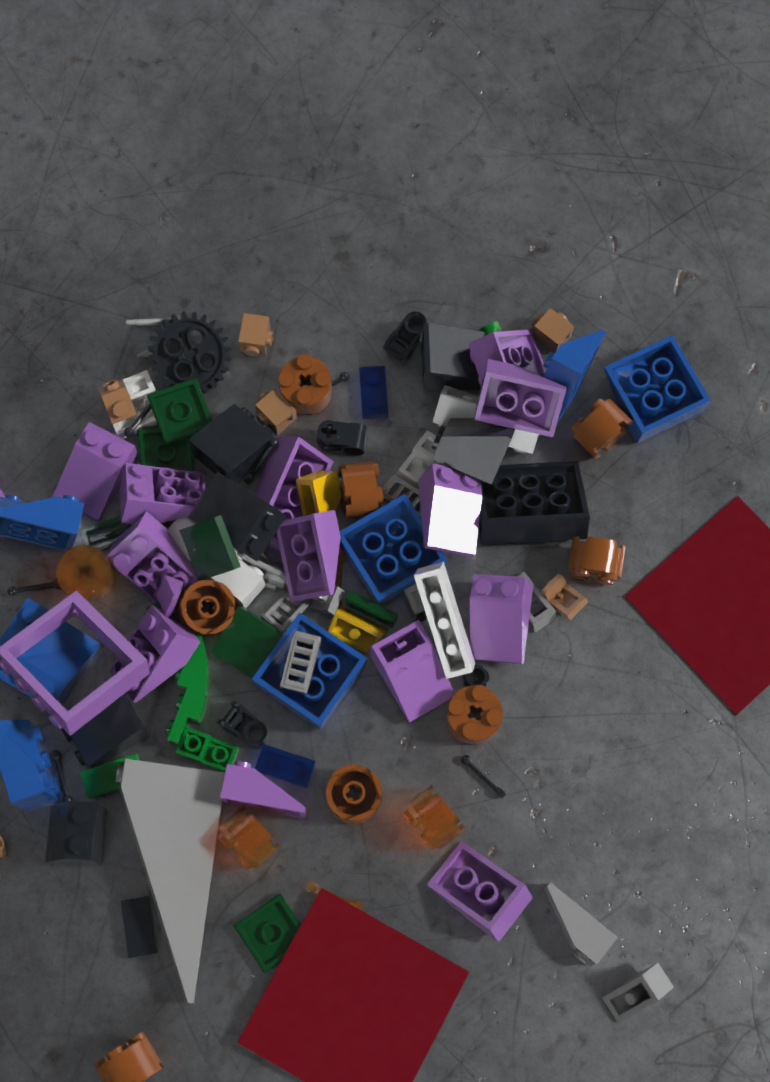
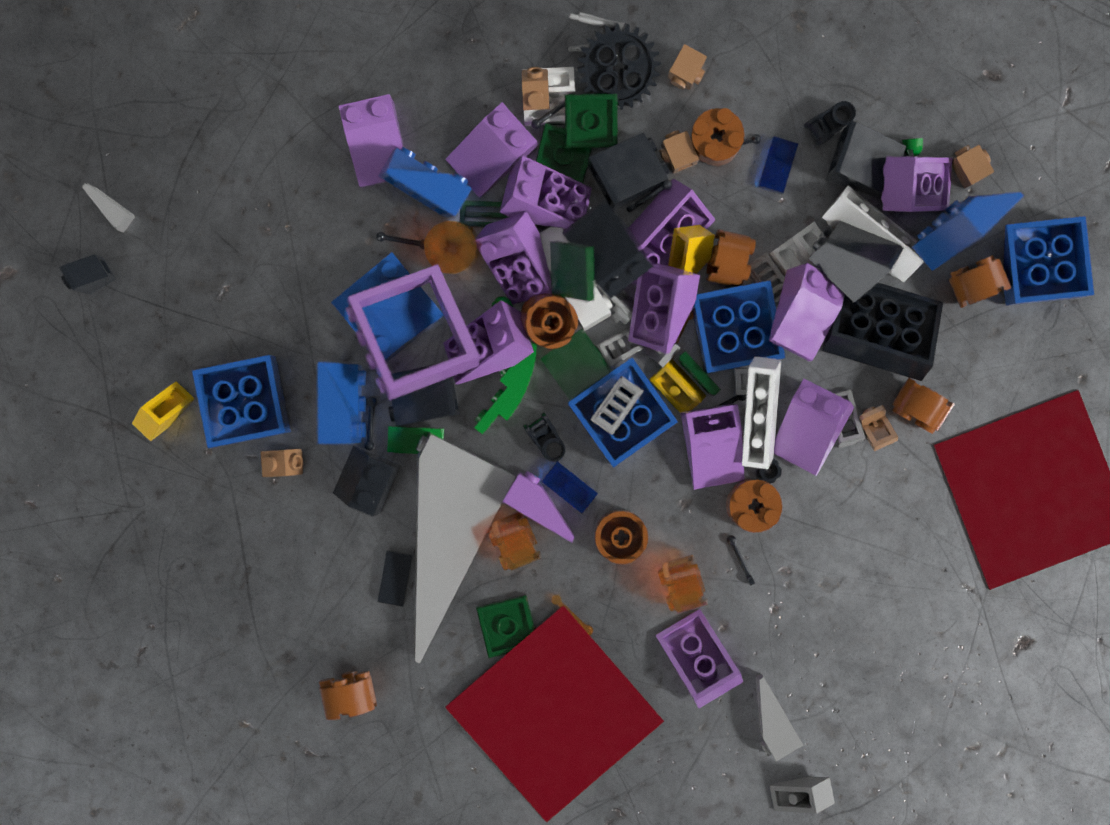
camera: 25 degrees right, 15 degrees up
(169, 594) = (520, 296): medium lavender slope -> none
(206, 749) = (506, 447): green slope -> none
(345, 437) = (736, 201): black piece -> none
(519, 399) = (912, 233): medium lavender slope -> none

